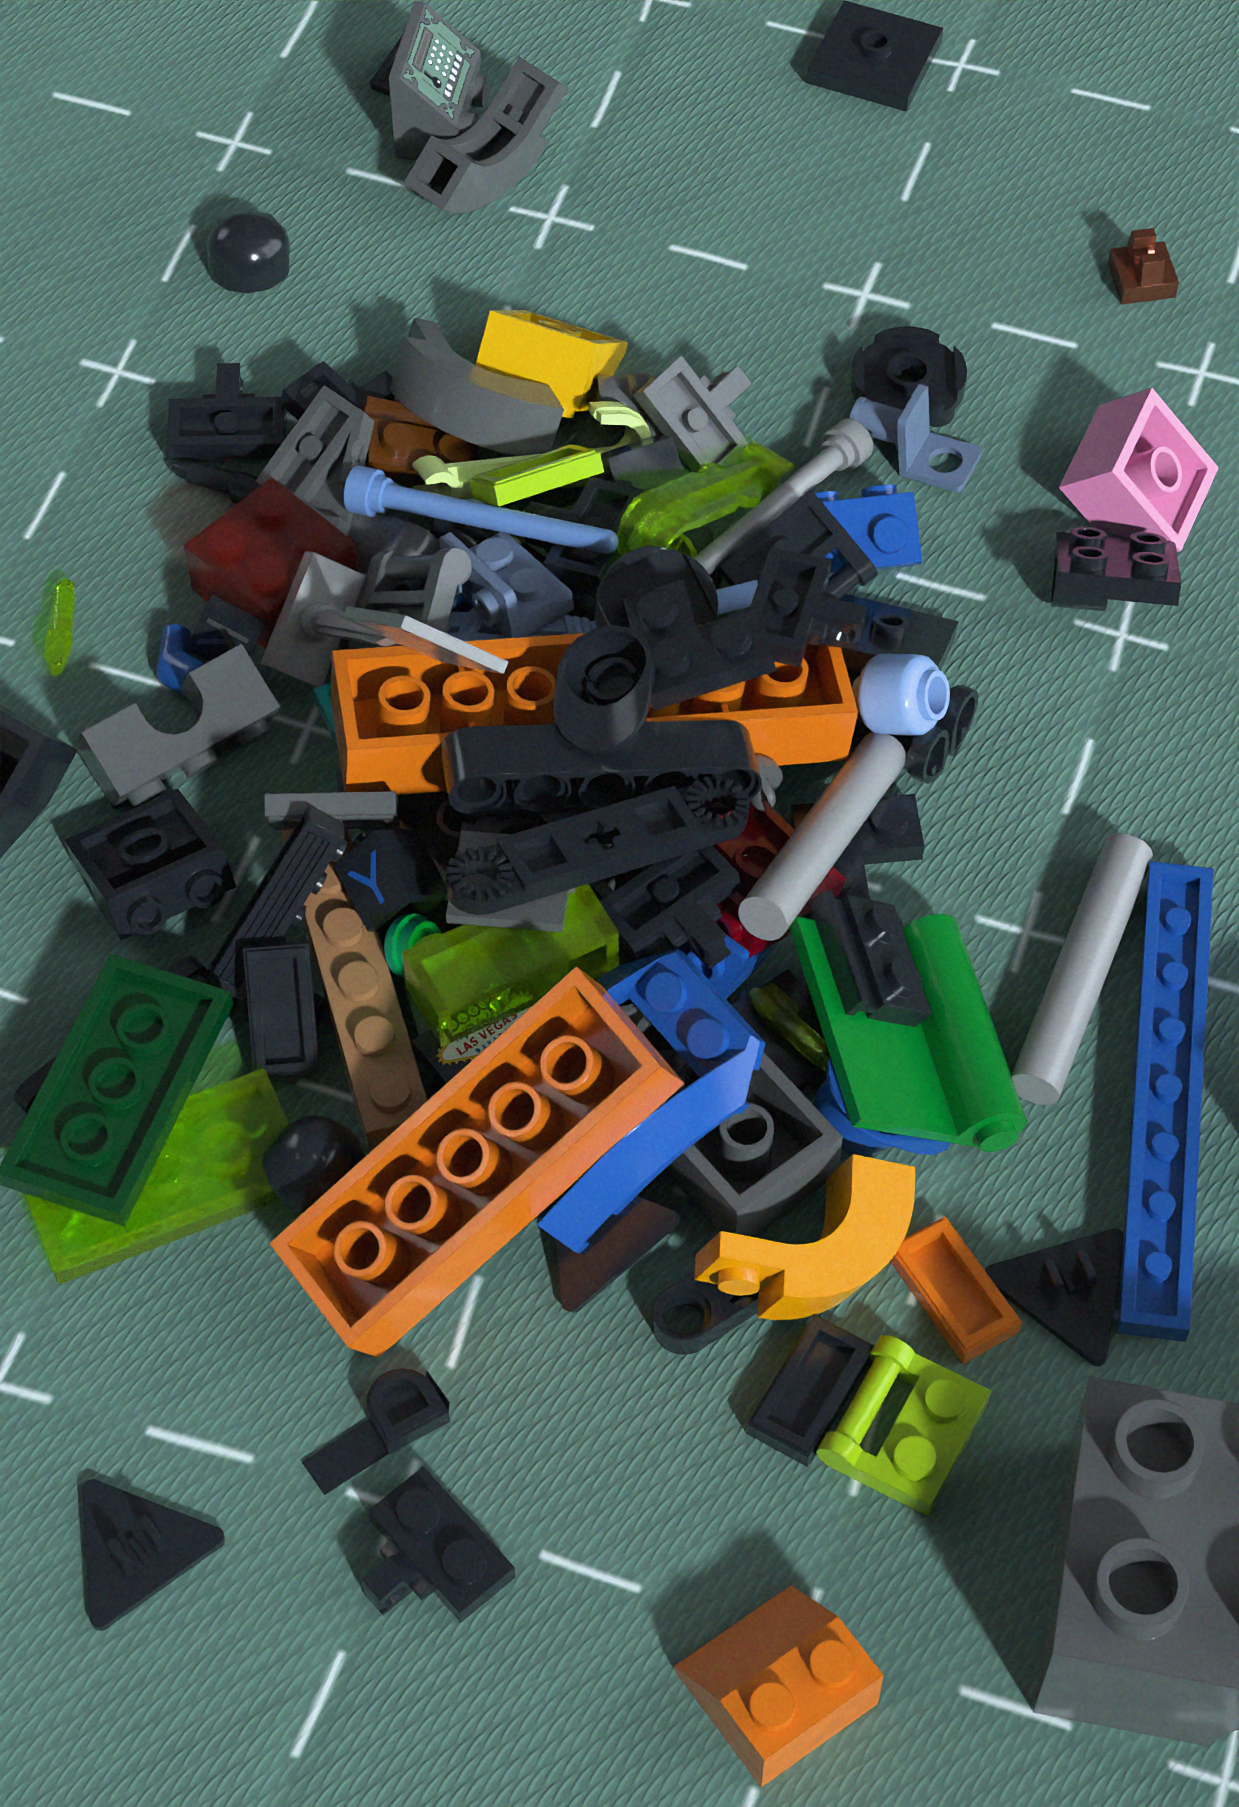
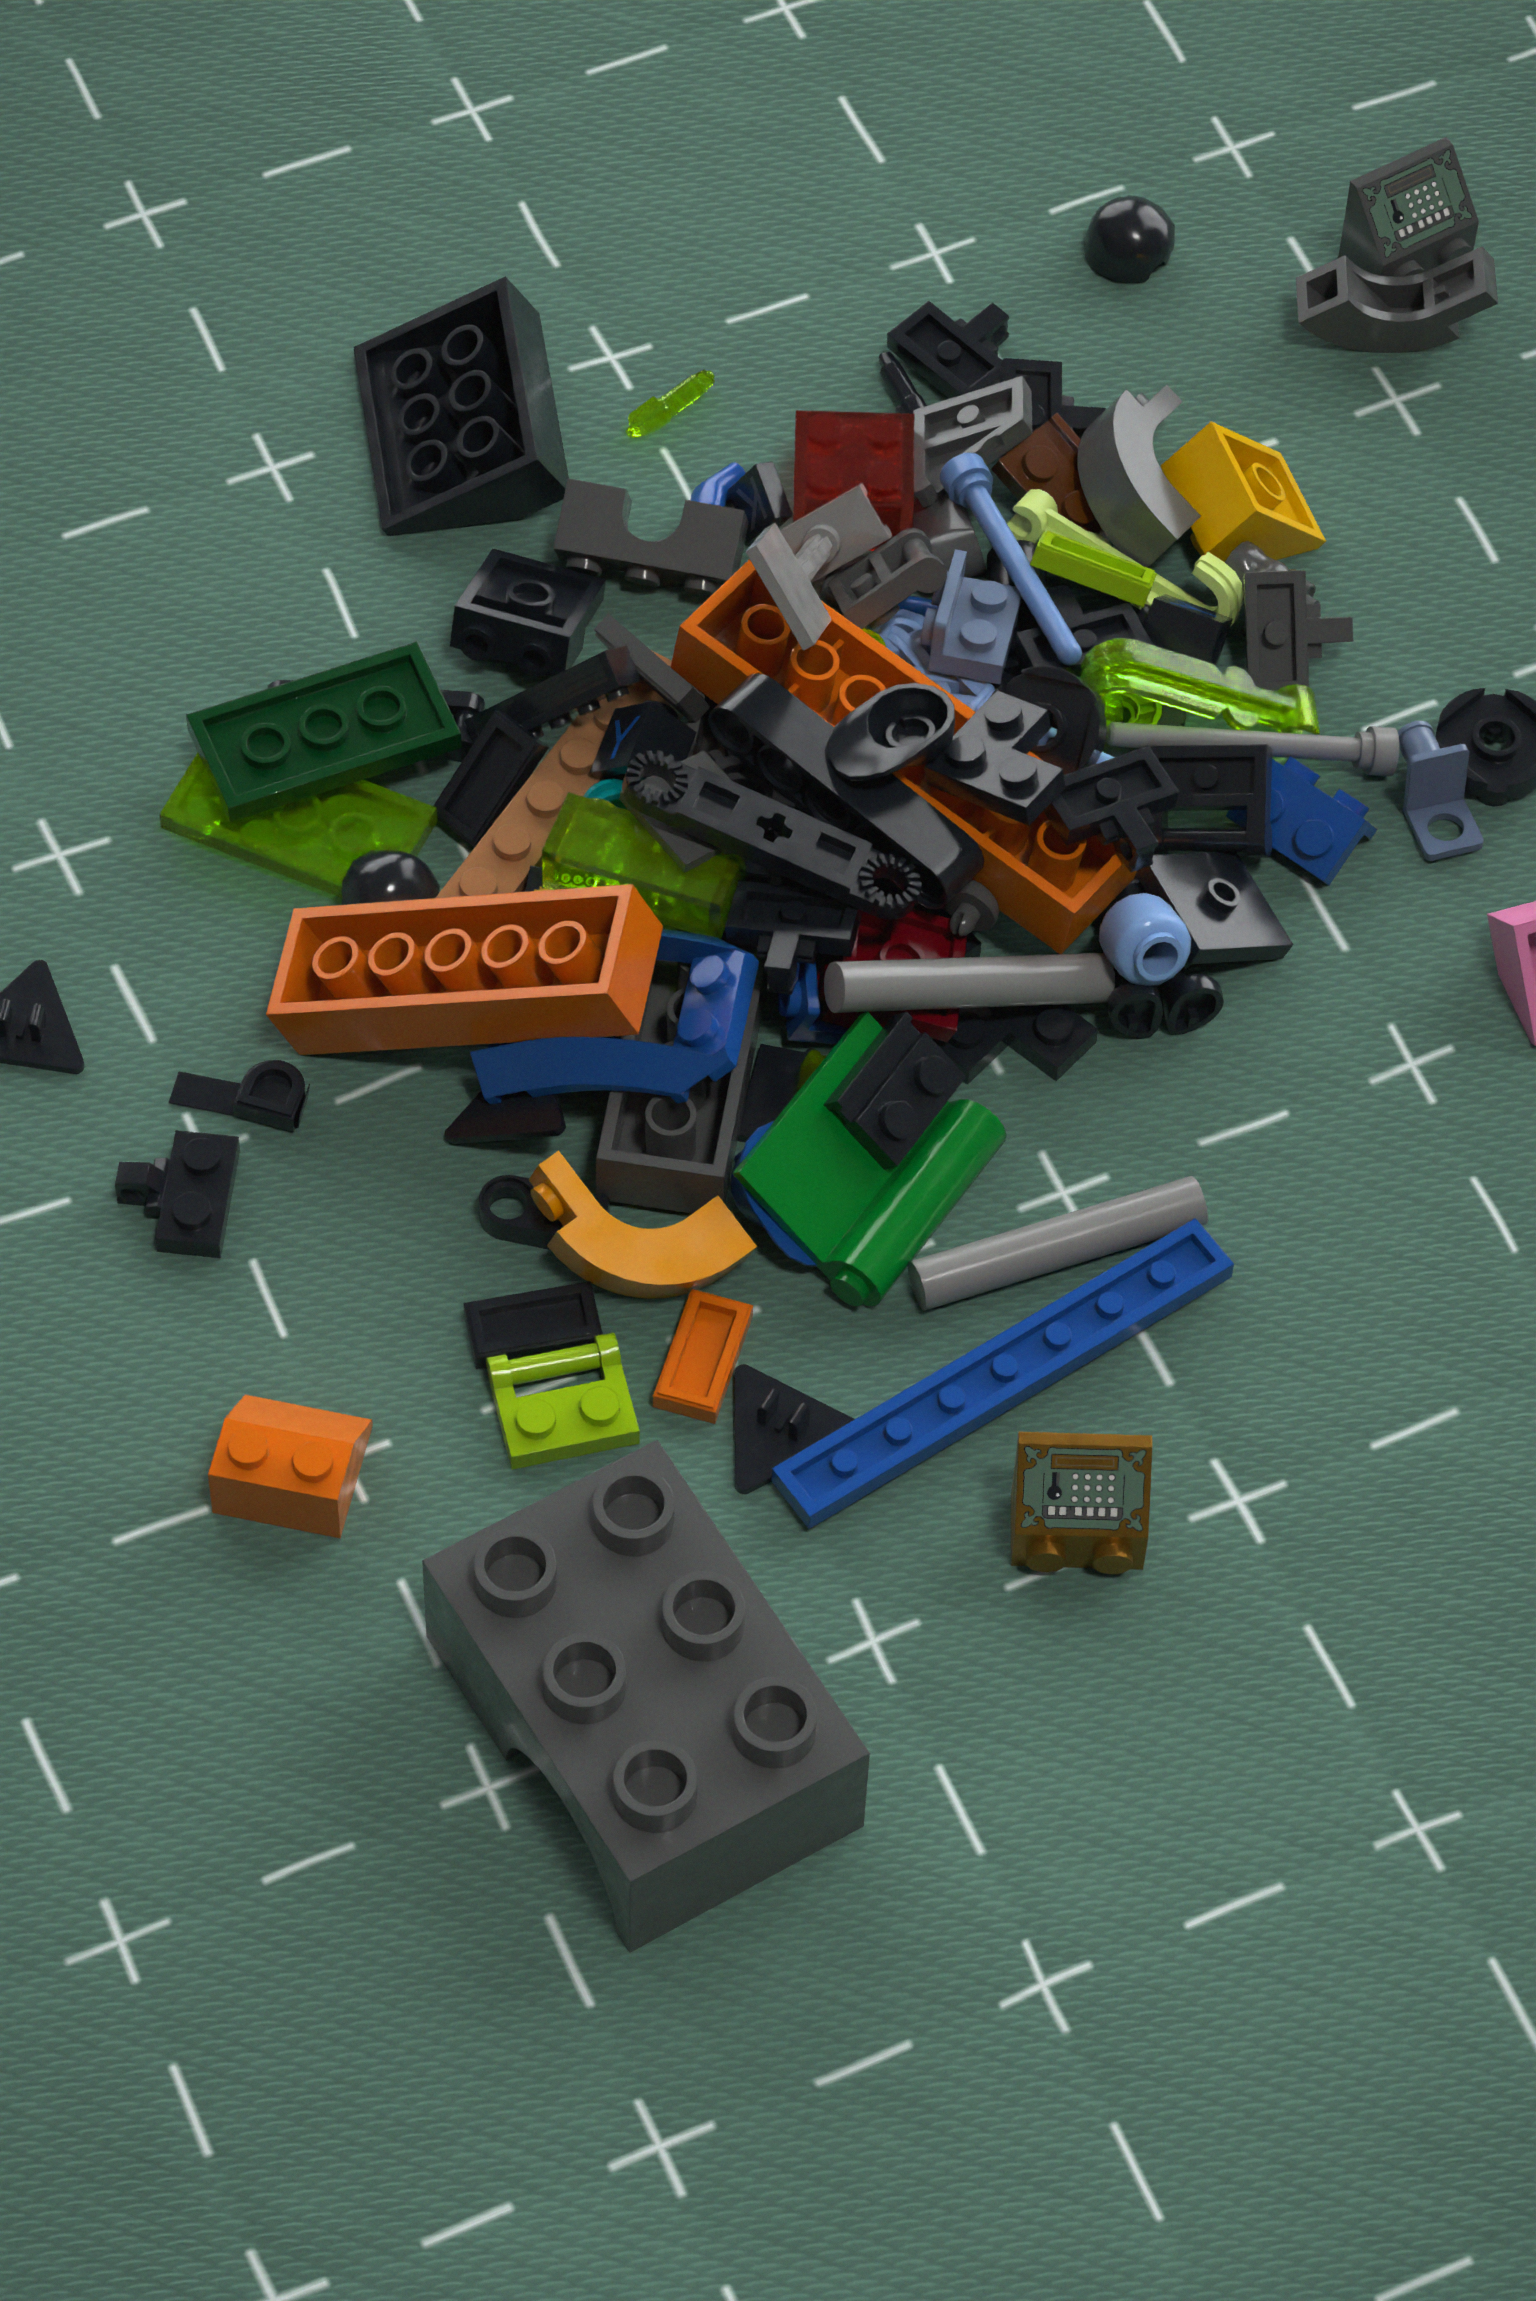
camera: 45 degrees right, 0 degrees up
(1105, 568) = (1450, 1006): black plate -> none

